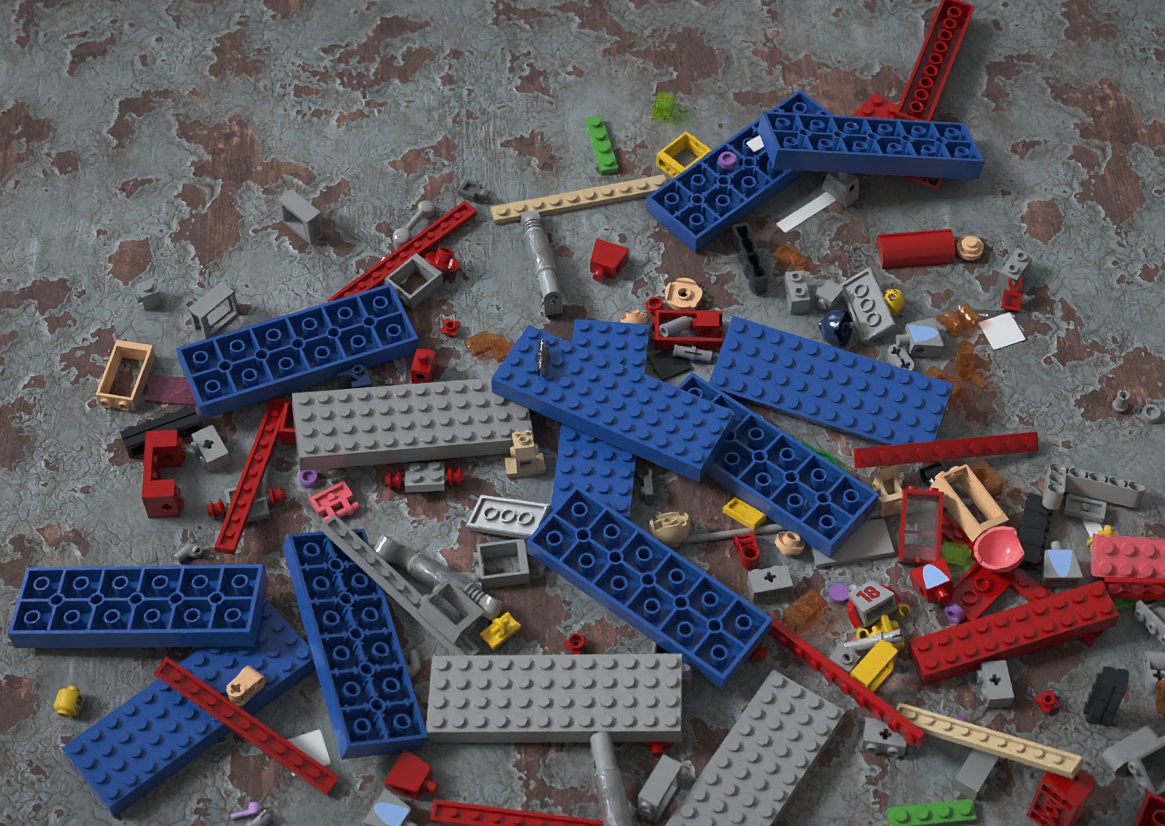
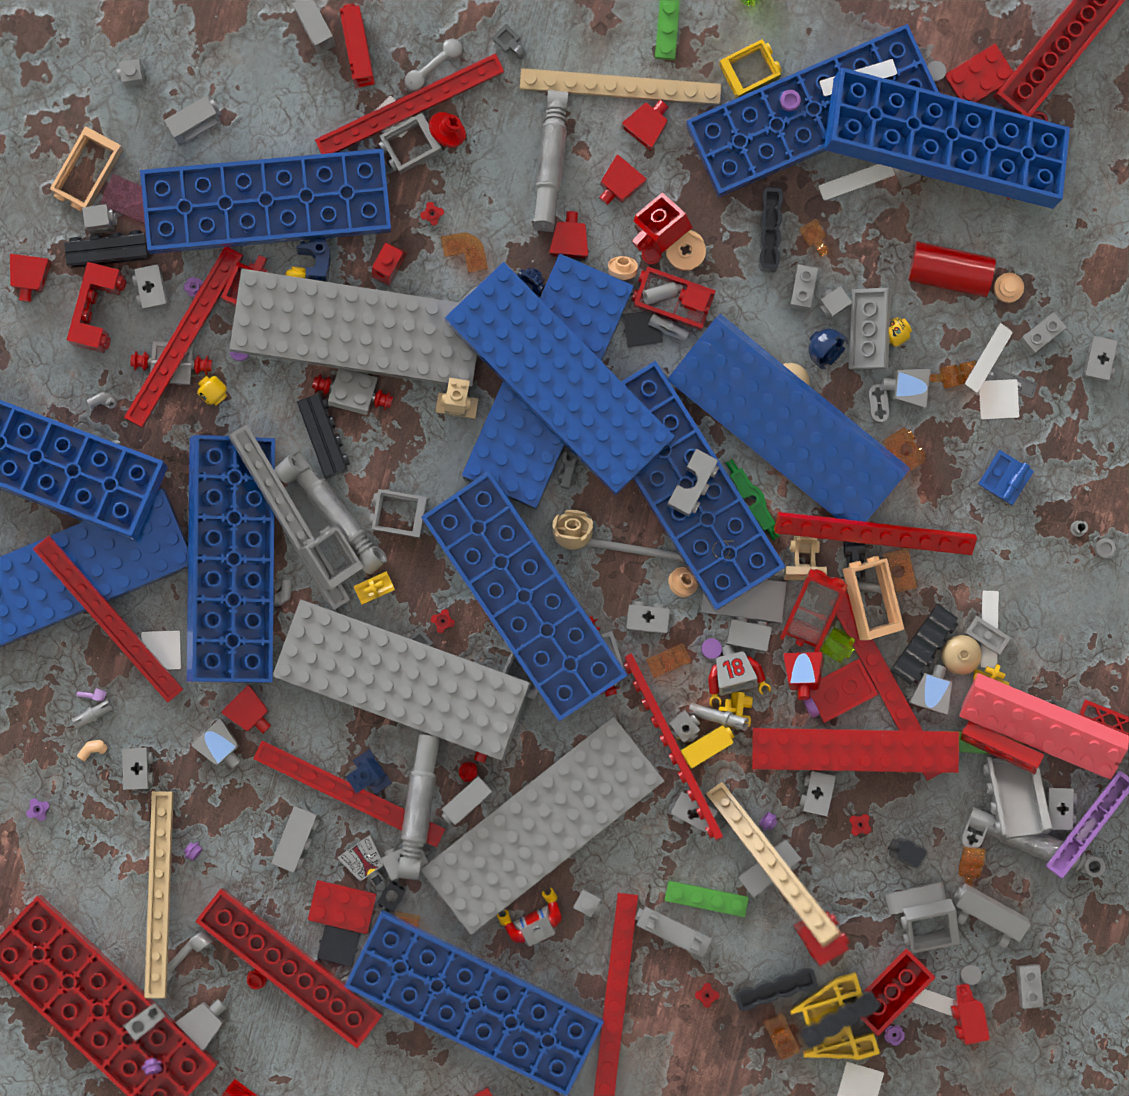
camera: 20 degrees right, 30 degrees up
(92, 468) = (28, 274): none -> red torso
(148, 402) = (99, 219): none -> light grey brick
(245, 439) = (188, 286): none -> medium lavender plate
(245, 684) = (119, 578): light nougat piece -> none
(292, 513) = (212, 390): none -> yellow head
(332, 498) = (256, 384): coral plate -> none
(343, 222) = (357, 46): none -> red door
(408, 520) = (322, 435): none -> black brick
(507, 516) = (420, 466): light grey tile -> none
(542, 358) = (501, 315): clear smoke pin -> none
(552, 789) = (368, 773): none -> dark blue tile
(578, 307) = (570, 238): none -> red torso
(612, 216) = (647, 124): none -> red torso
(647, 766) = (468, 771): none -> red plate
(655, 275) = (660, 224): none -> red hinge
(744, 513) = (652, 532): yellow tile -> none
(747, 547) = (640, 569): red piece -> none
(765, 462) = (686, 499): none -> light grey arch
(869, 568) = (749, 635): none -> light grey brick
(965, 364) = (945, 429): clear orange beam -> none
(978, 300) = (988, 357): none -> white sticker
(999, 549) = (877, 664): coral cylinder -> none
(1012, 298) = (1025, 366): red plate -> none
(1038, 382) = (1005, 477): none -> blue plate
(1070, 529) = (961, 655): none -> tan cylinder
(1072, 276) = (1100, 347): none -> light grey brick
(1089, 484) = (997, 614): light grey beam -> none

